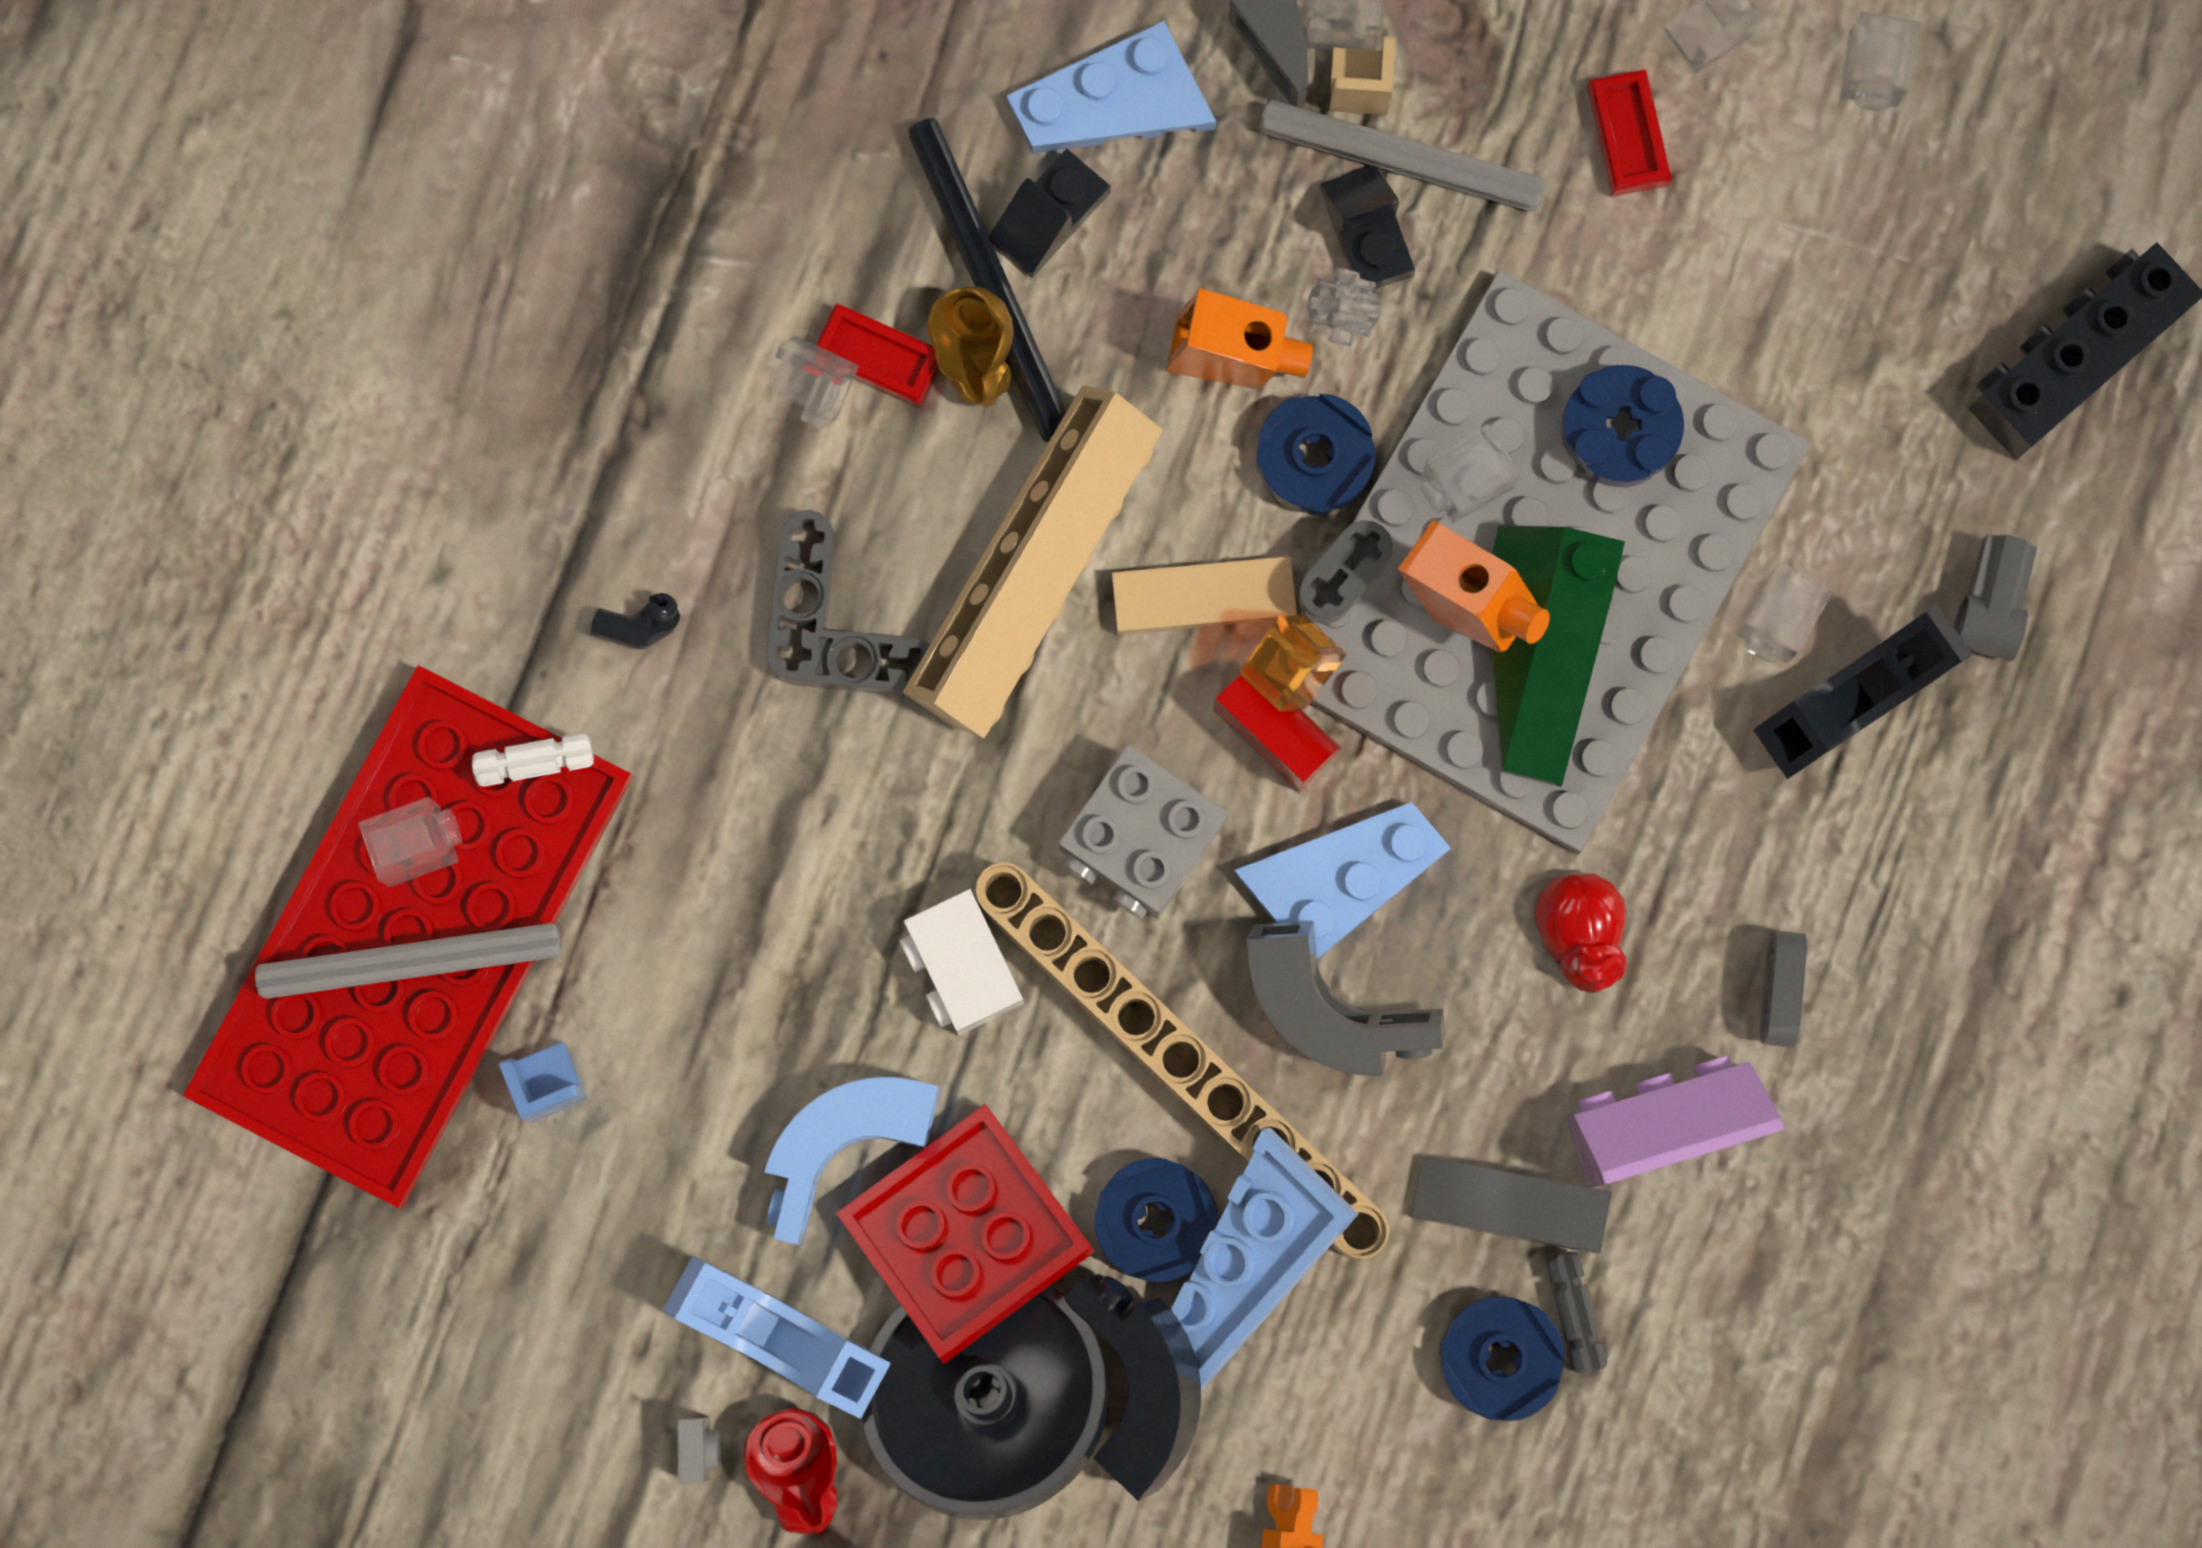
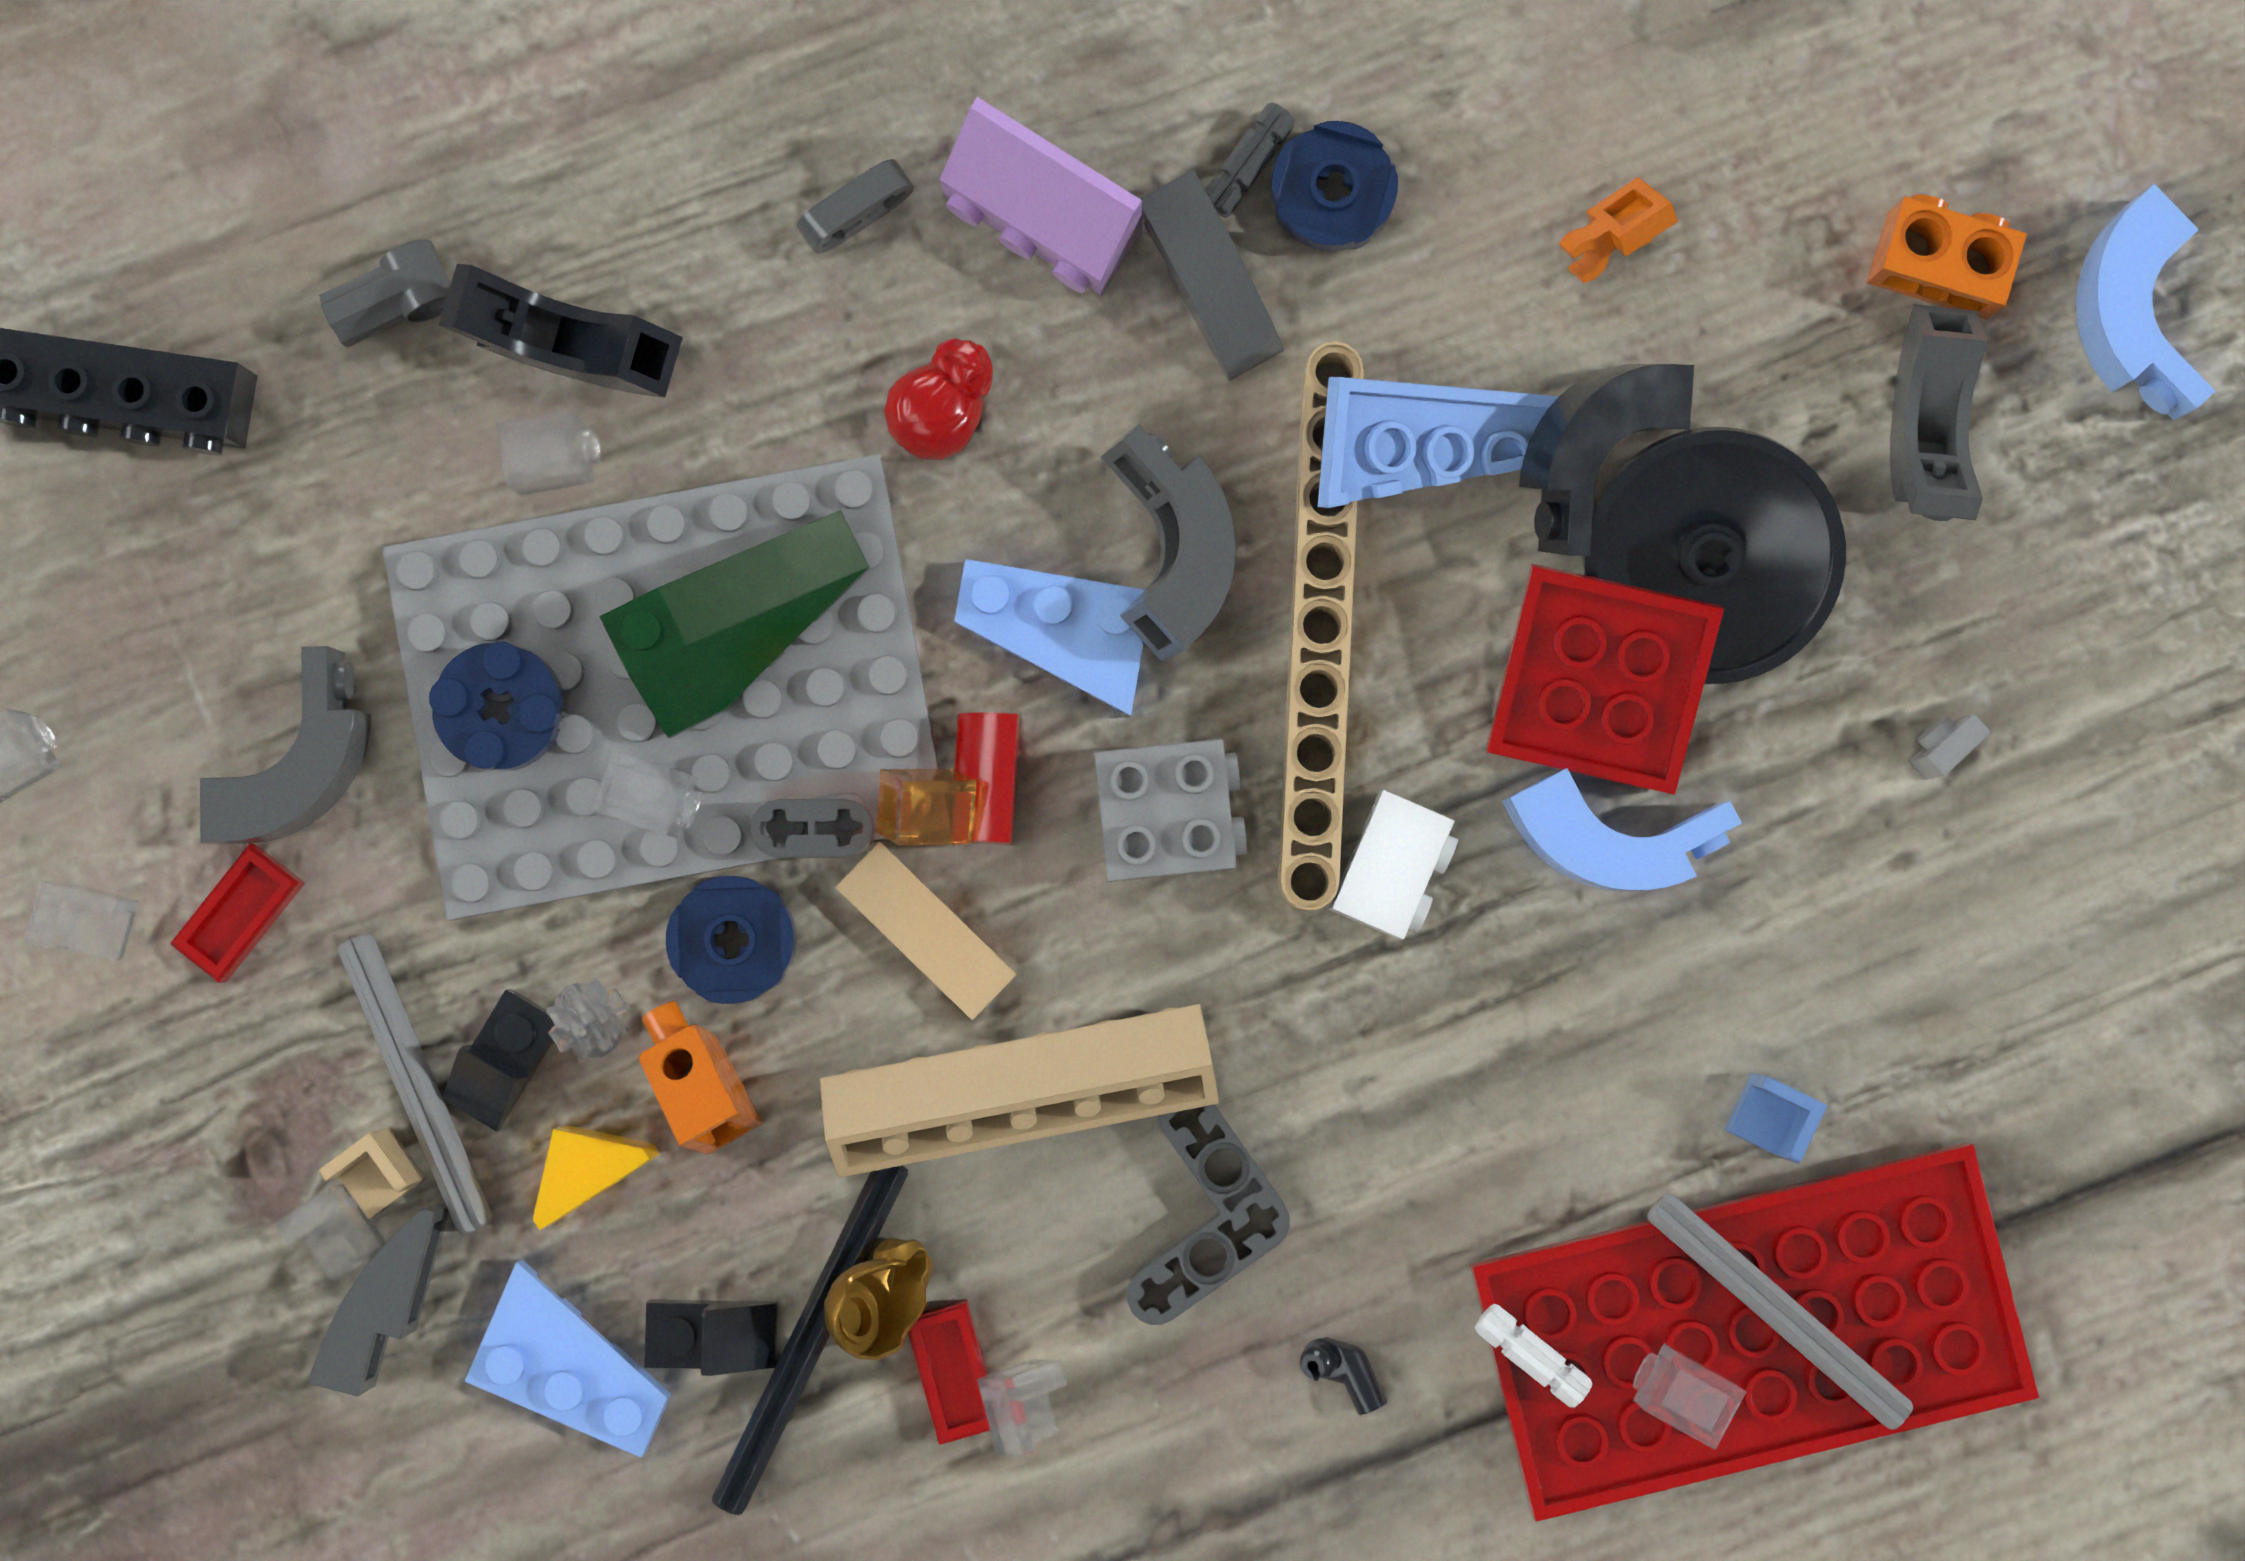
camera: 125 degrees left, 5 degrees up
(777, 1336) = (1806, 755): light blue arch -> none
(794, 1468) = (1896, 655): red hair -> none
(1124, 1203) = (1495, 533): dark blue plate -> none
(1244, 220) = (583, 1166): none -> yellow slope
(1472, 590) = (746, 703): orange torso -> none
(1685, 258) = (309, 775): none -> dark grey arch

